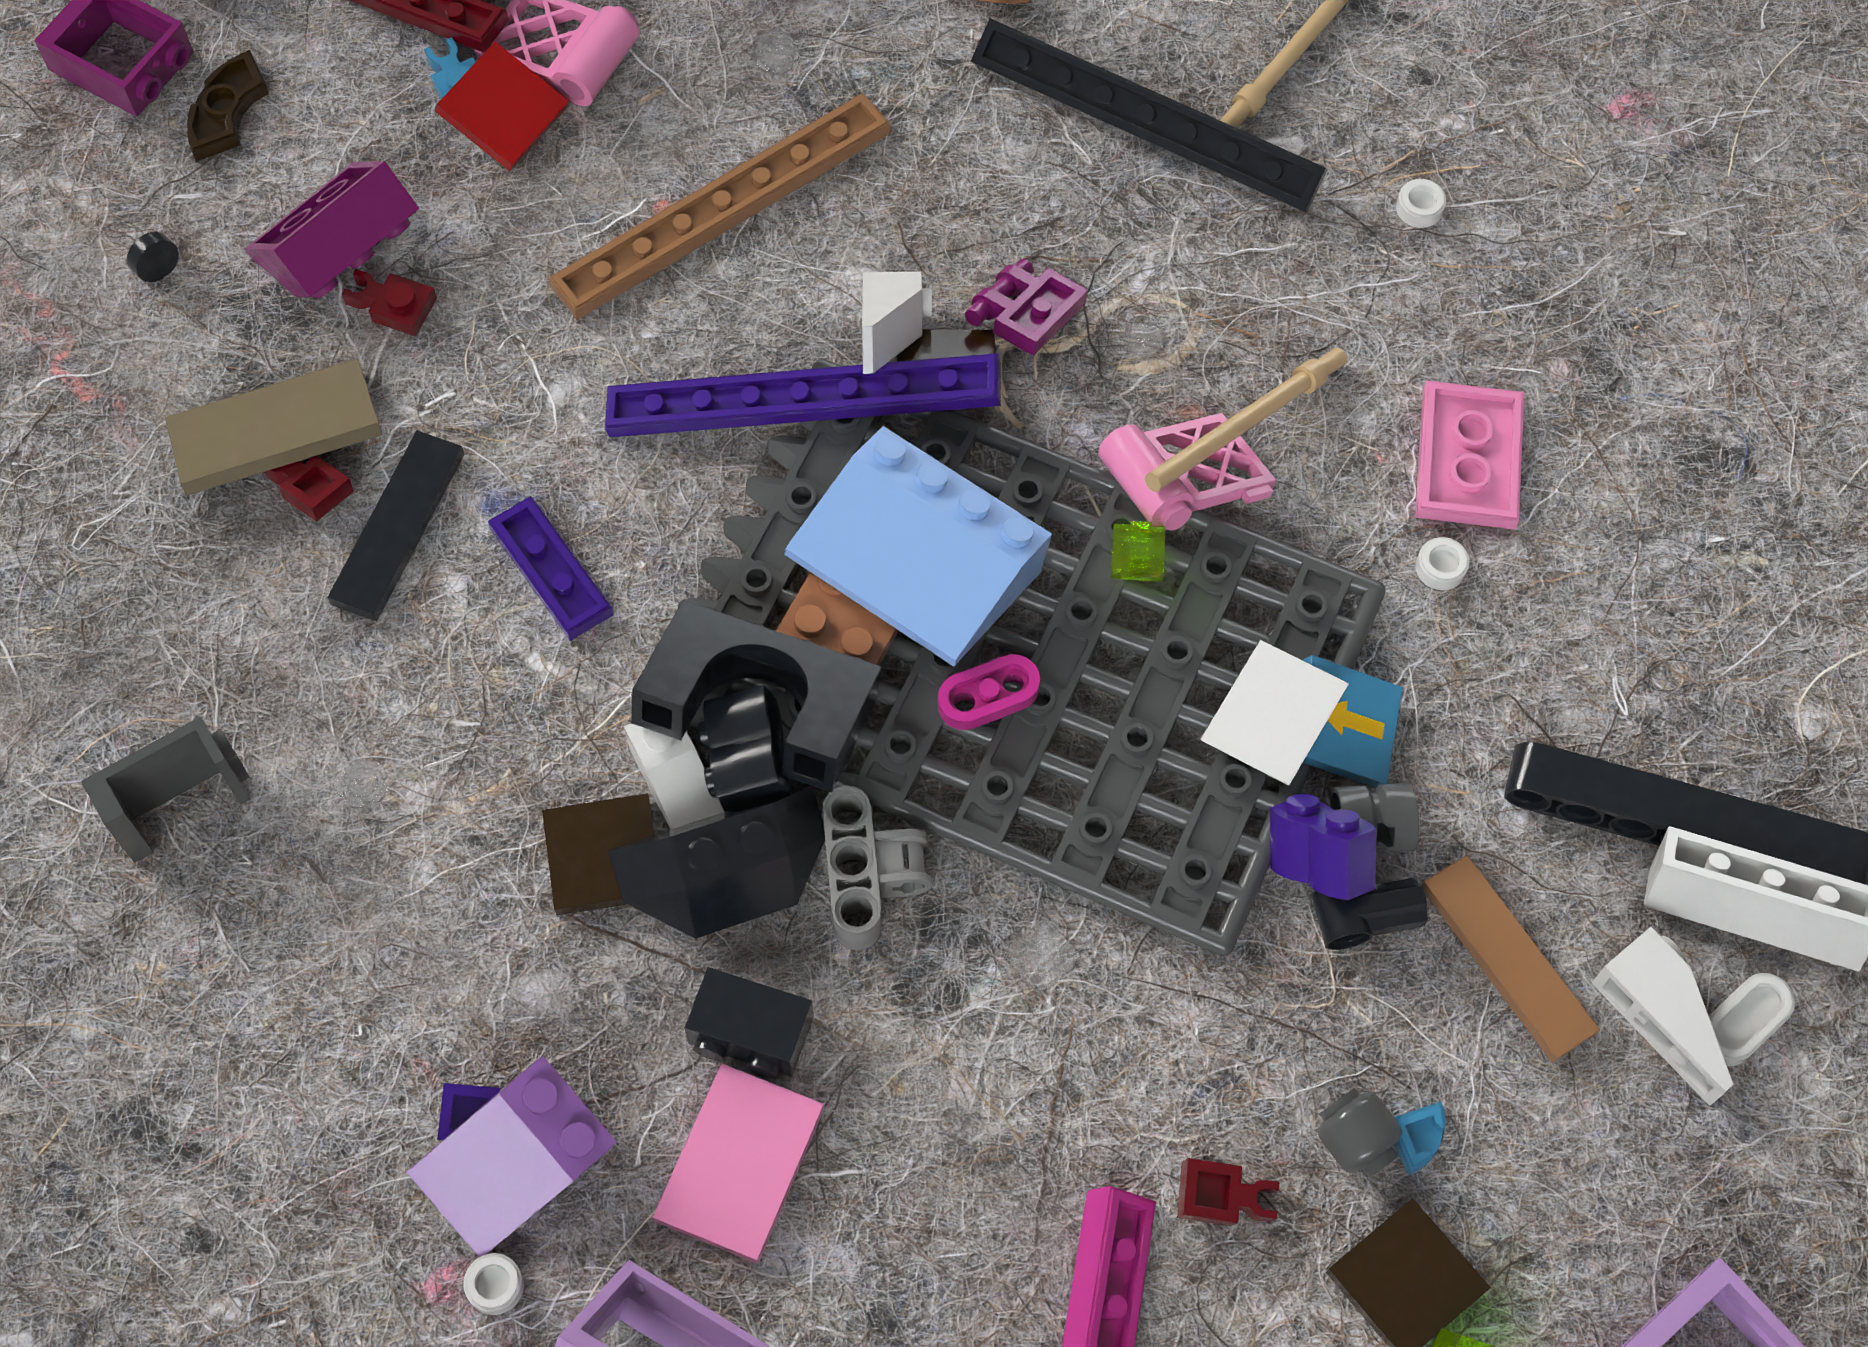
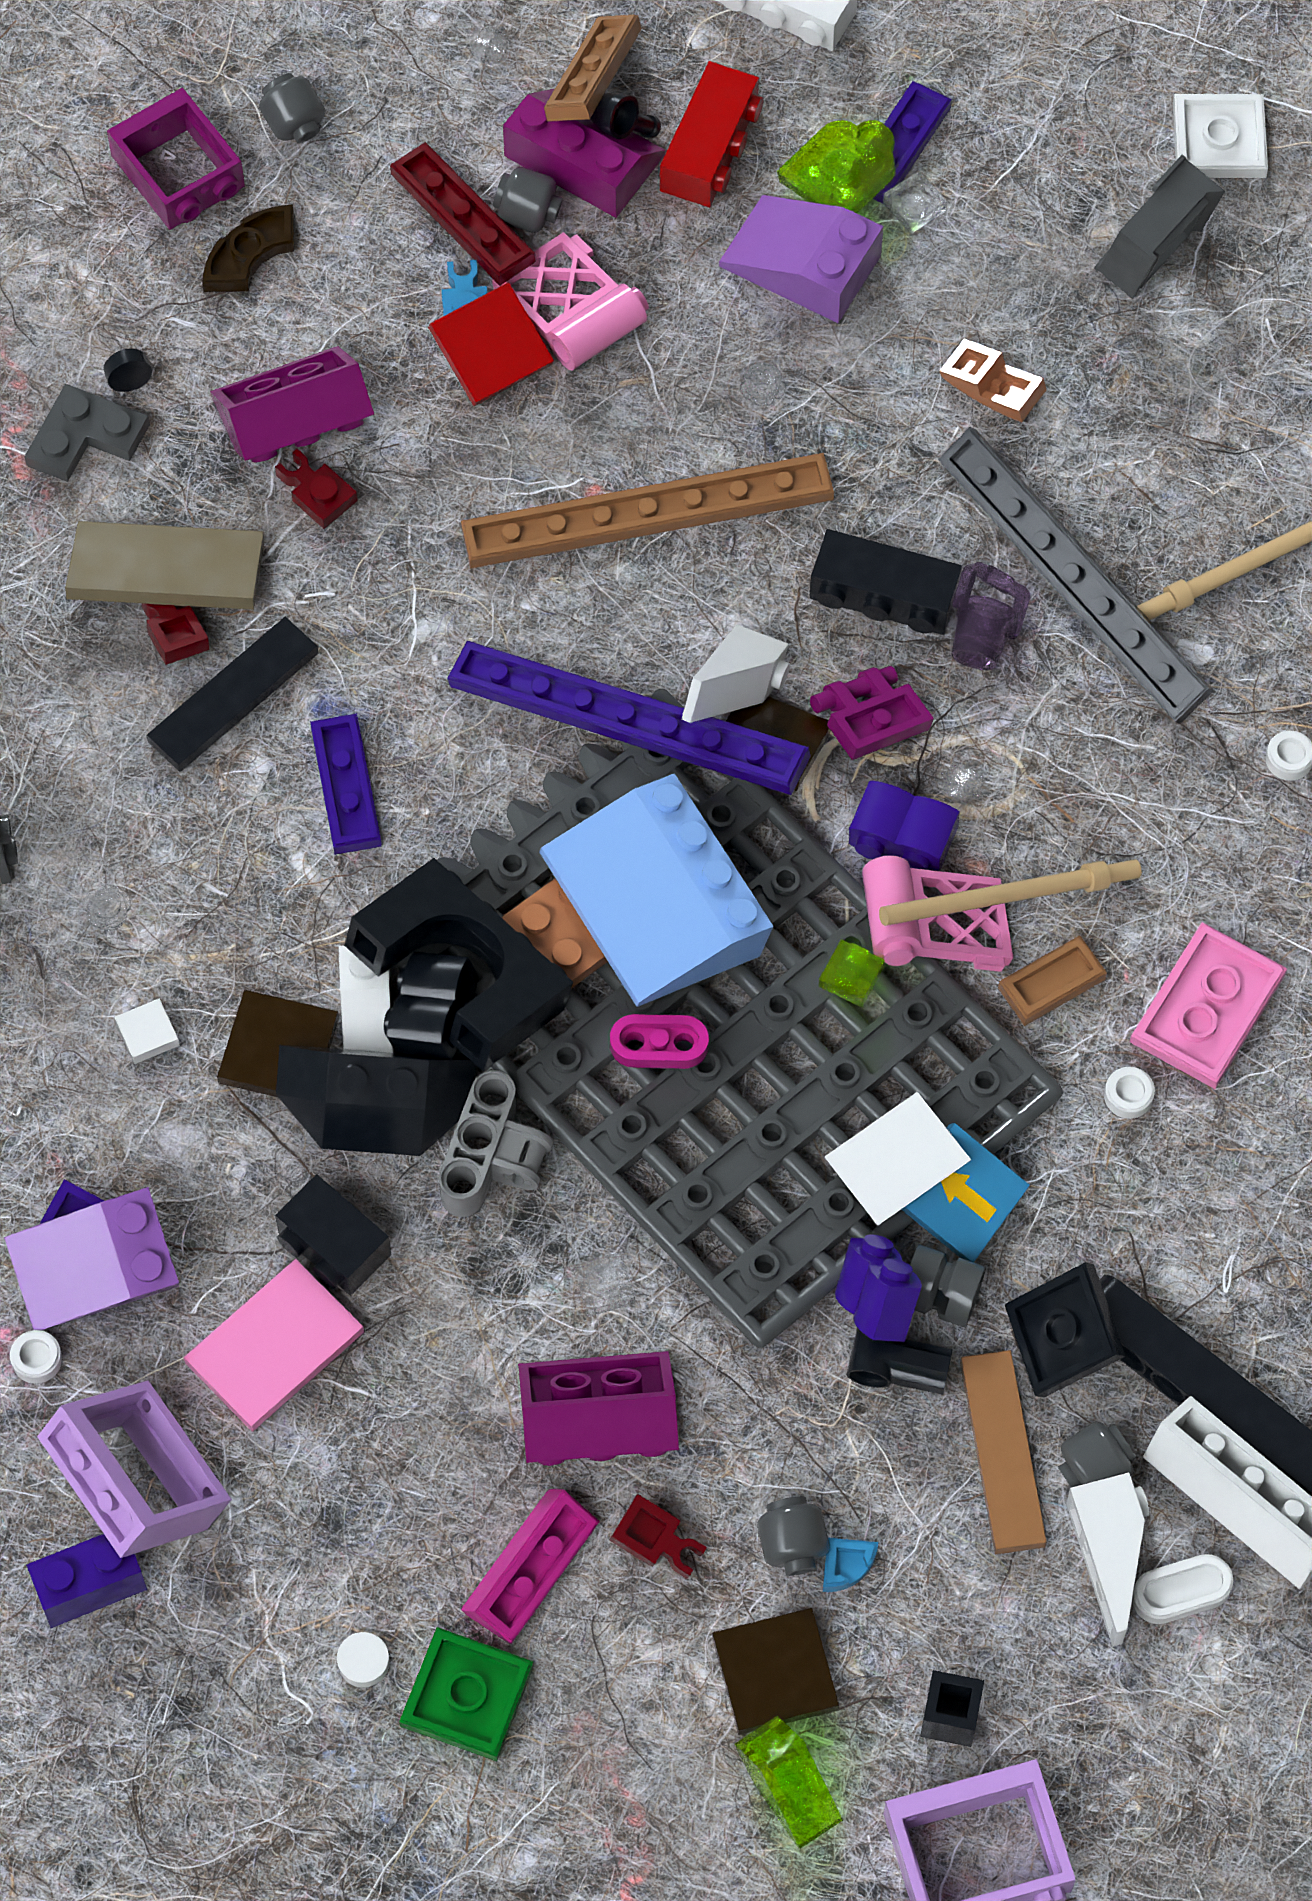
camera: 25 degrees right, 0 degrees up
(126, 322) = (82, 421): none -> dark grey plate
(459, 892) = (147, 1031): none -> white tile
(980, 184) = (884, 582): none -> black brick
(1090, 184) = (984, 621): none -> clear purple piece
(1102, 1084) = (598, 1407): none -> magenta slope
(1106, 397) = (903, 826): none -> dark purple brick
(1317, 488) = (1052, 980): none -> medium nougat tile
(1512, 812) = (1064, 1330): none -> black tile
(1604, 924) = (1095, 1455): none -> dark grey head
(1608, 1241) = (952, 1708): none -> black brick

